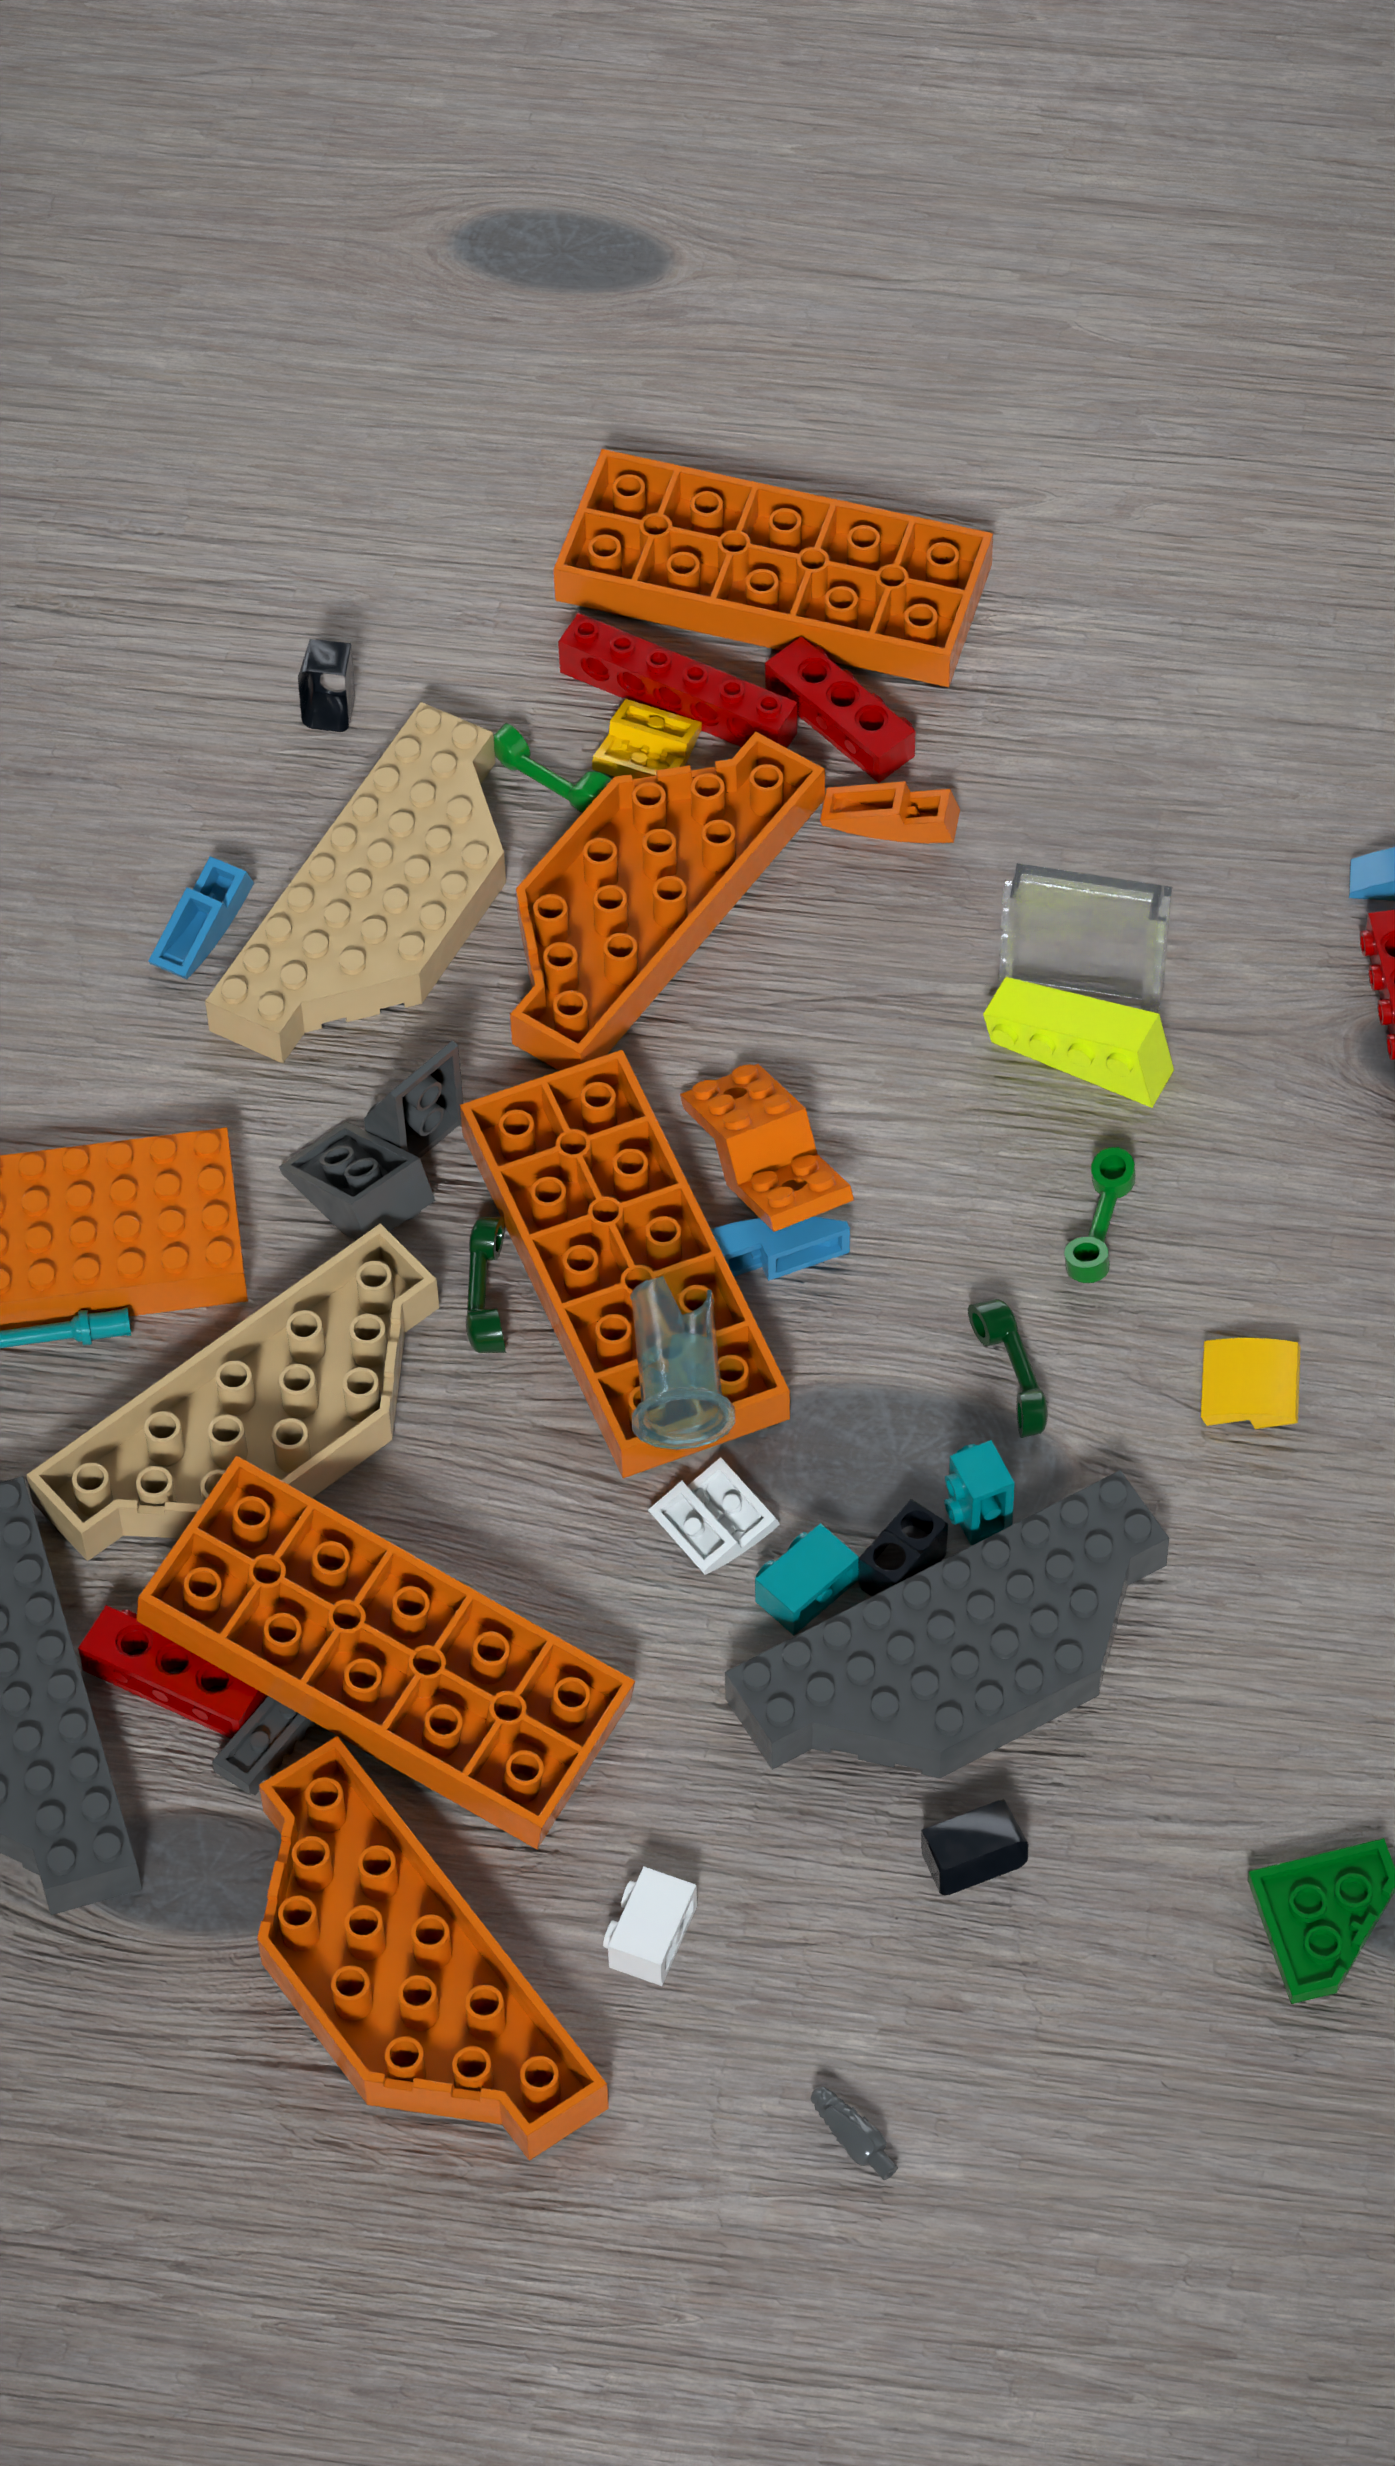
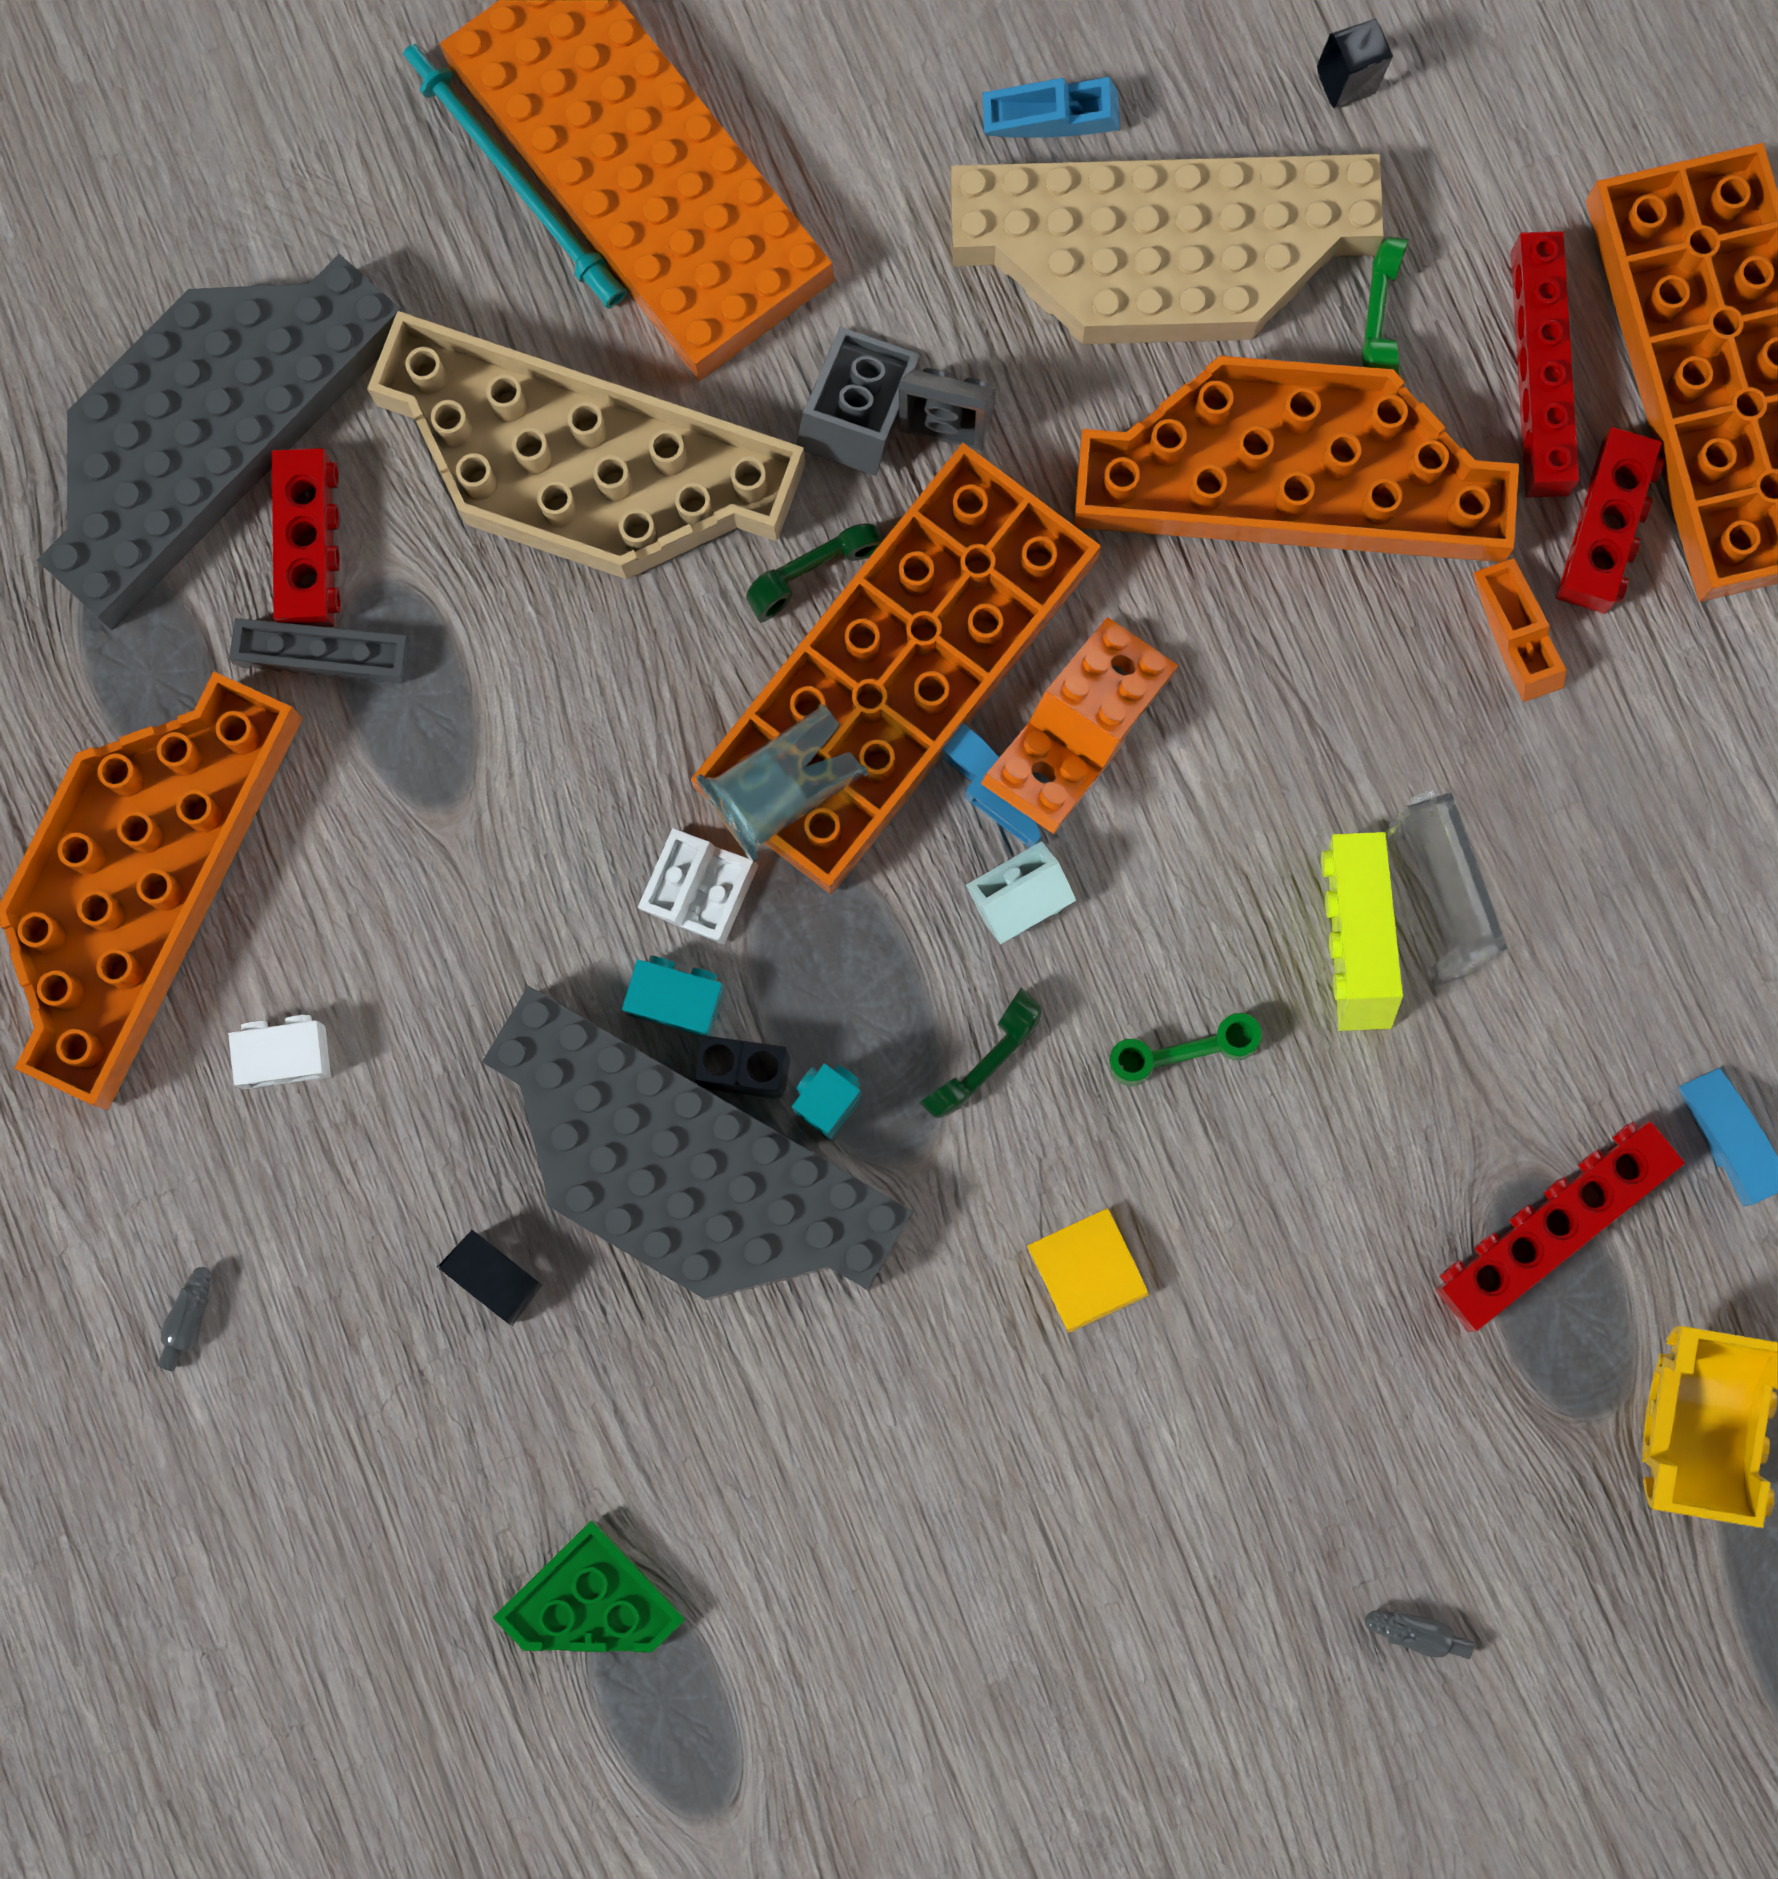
camera: 65 degrees right, 25 degrees up
(385, 1651) = (387, 696): orange brick -> none
(645, 741) = (1470, 374): yellow slope -> none
(885, 1264) = (1021, 892): none -> light aqua brick

